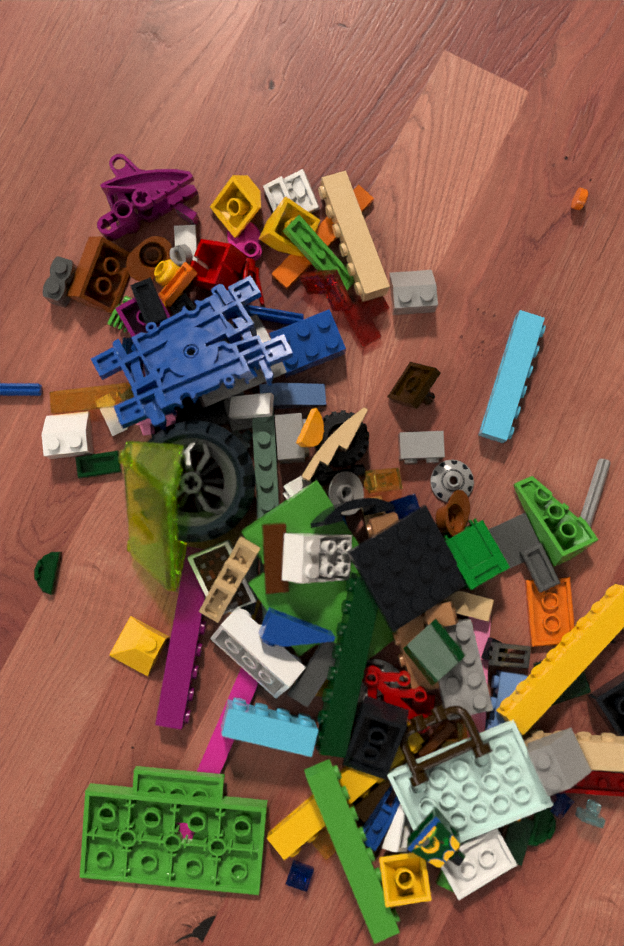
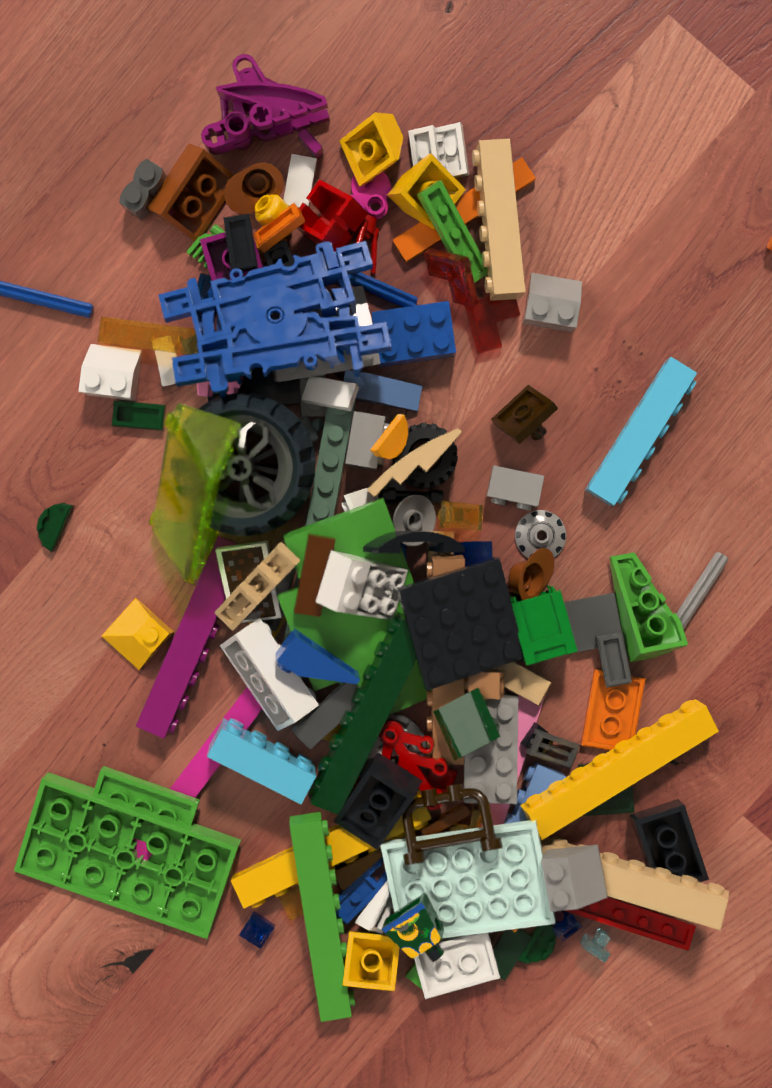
camera: 15 degrees right, 5 degrees up
(181, 254) = (291, 192): light grey tile -> none

